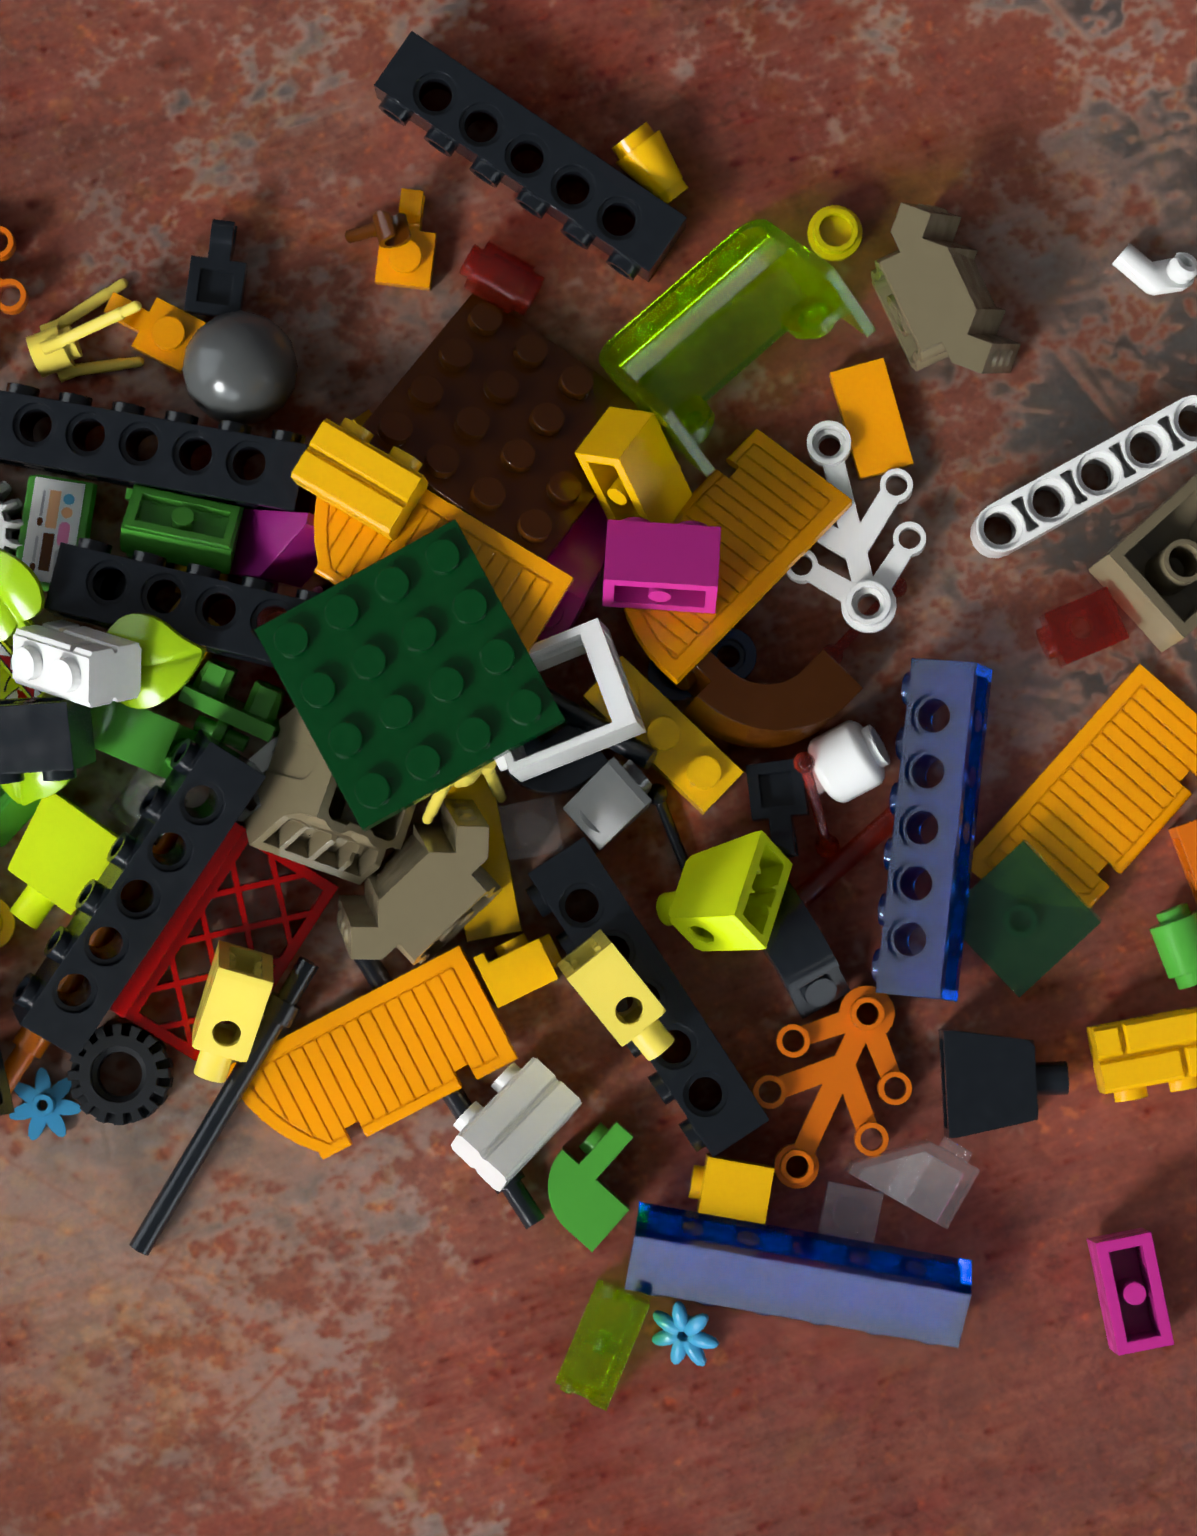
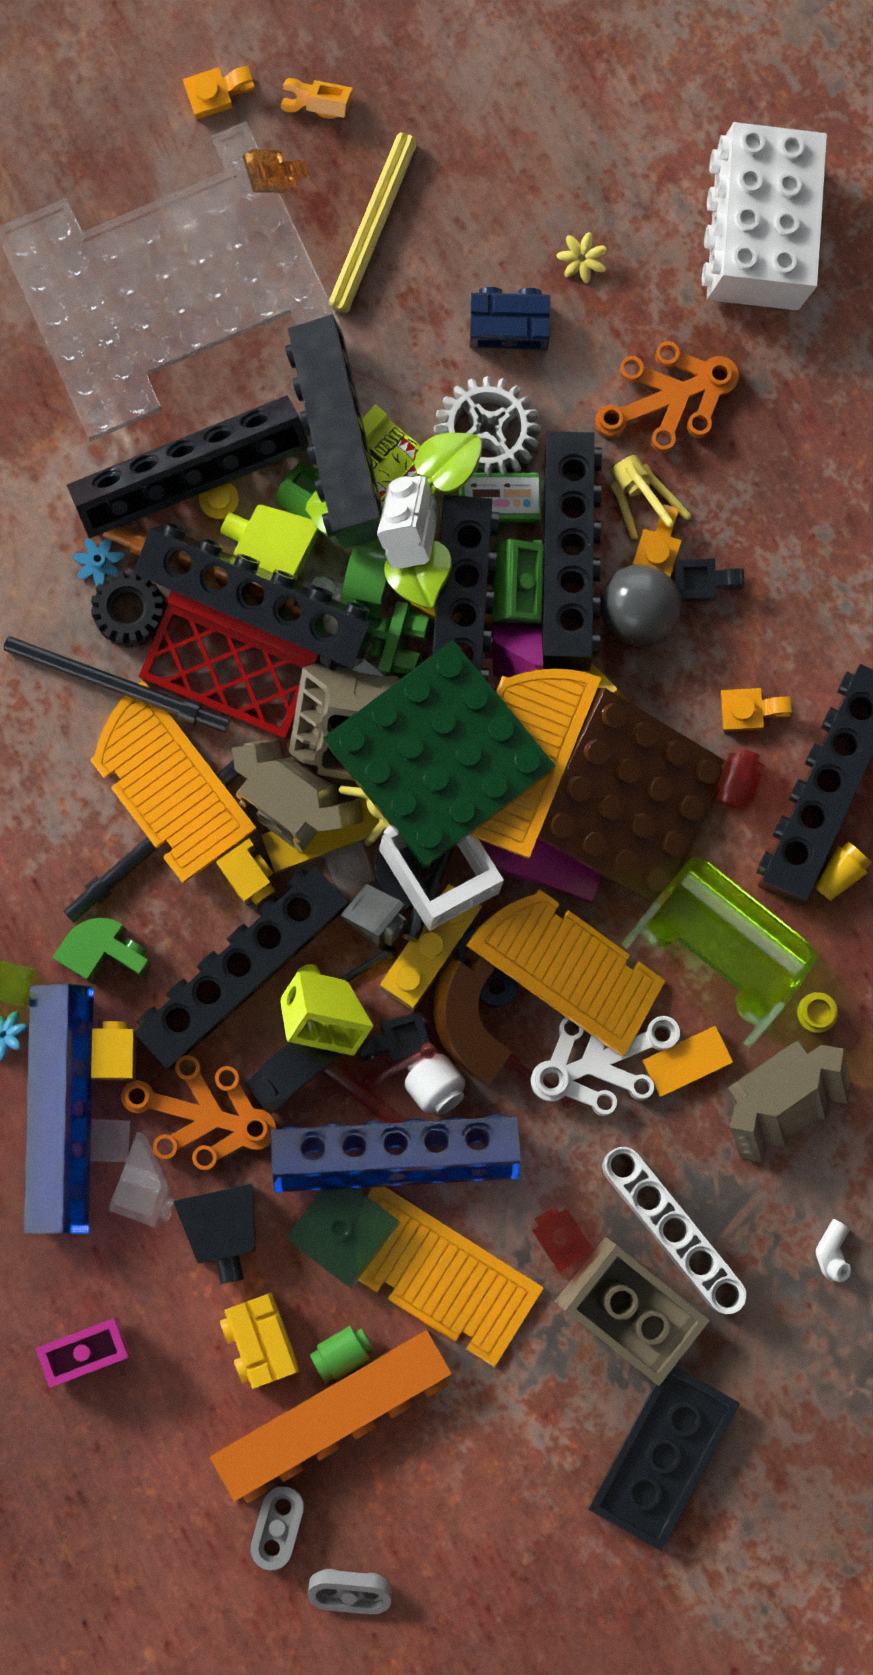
camera: 75 degrees right, 5 degrees down
(233, 992) = (184, 674): light yellow torso -> none
(360, 477) = (572, 695): yellow brick -> none
(389, 230) = (757, 692): reddish brown hand -> none
(514, 1123) = (136, 888): white brick -> none
(606, 978) = (249, 928): light yellow torso -> none
(633, 467) = (614, 892): yellow brick -> none
(661, 565) = (550, 920): dark pink brick -> none

